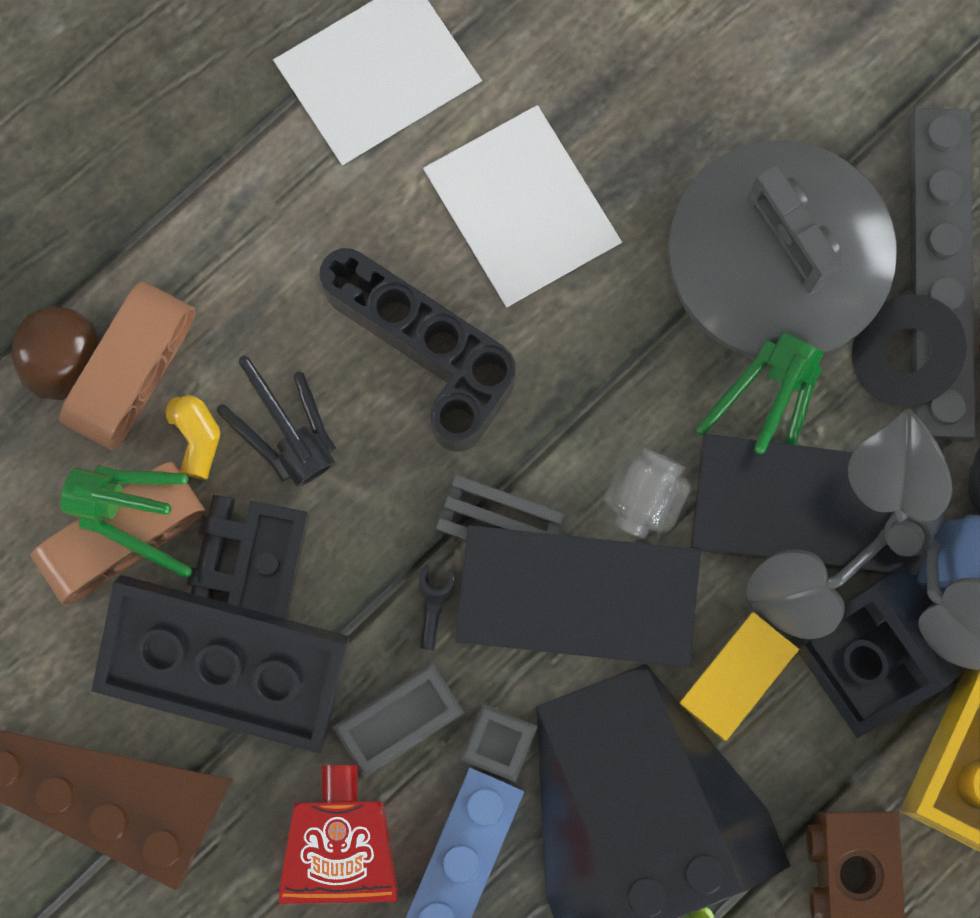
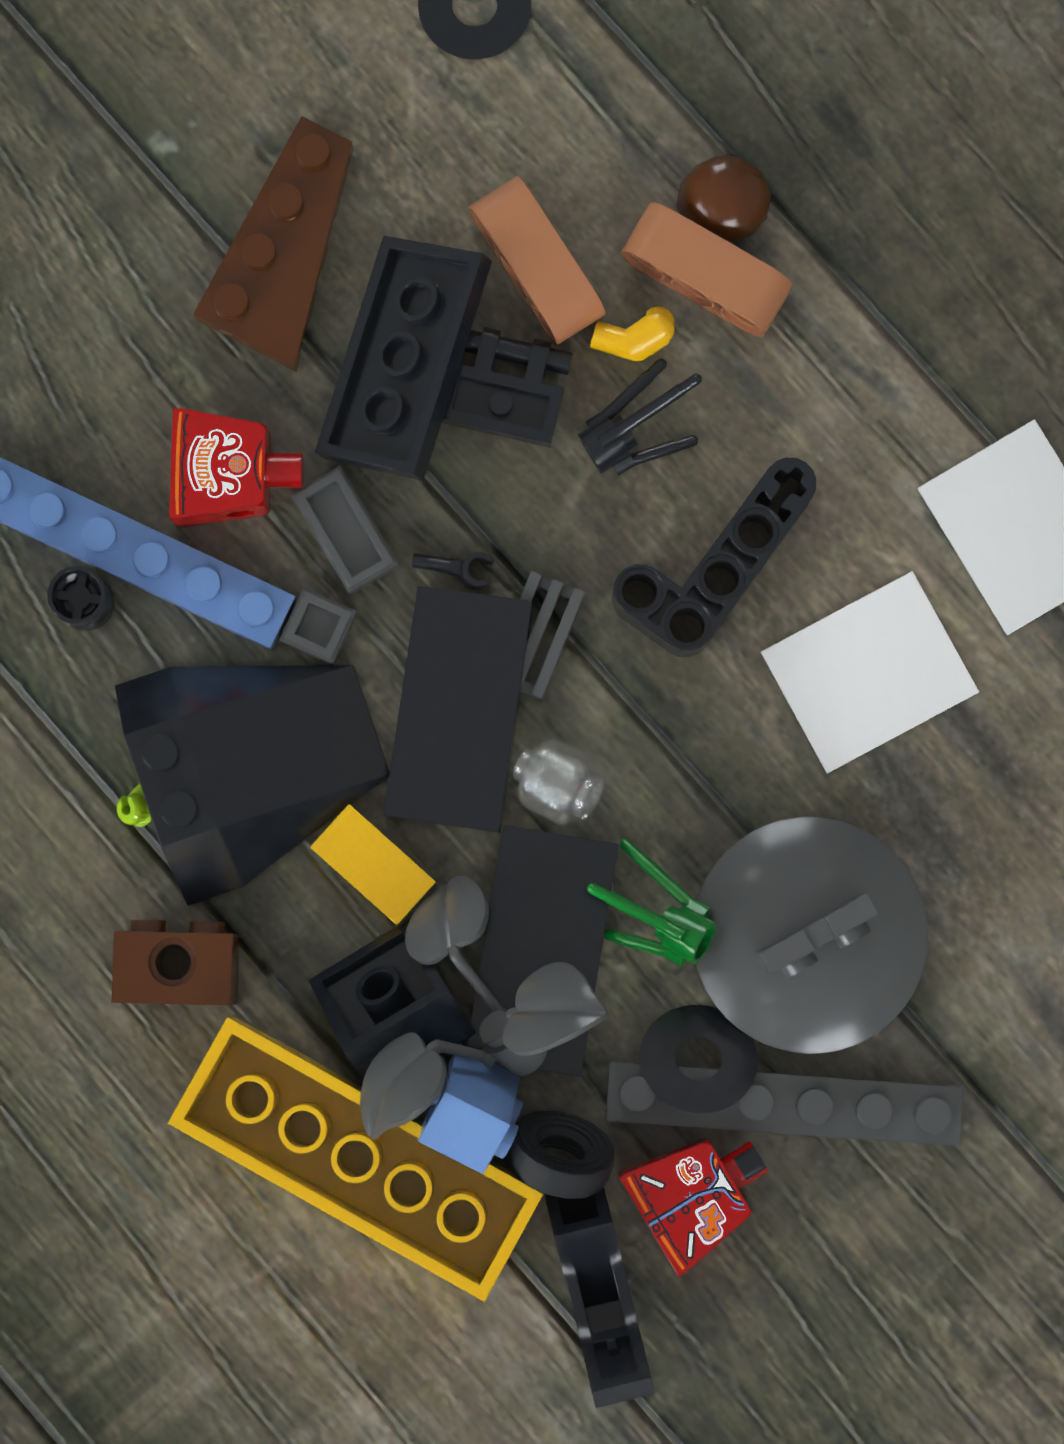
camera: 95 degrees right, 5 degrees up
(98, 496) = (565, 238): green plant -> none

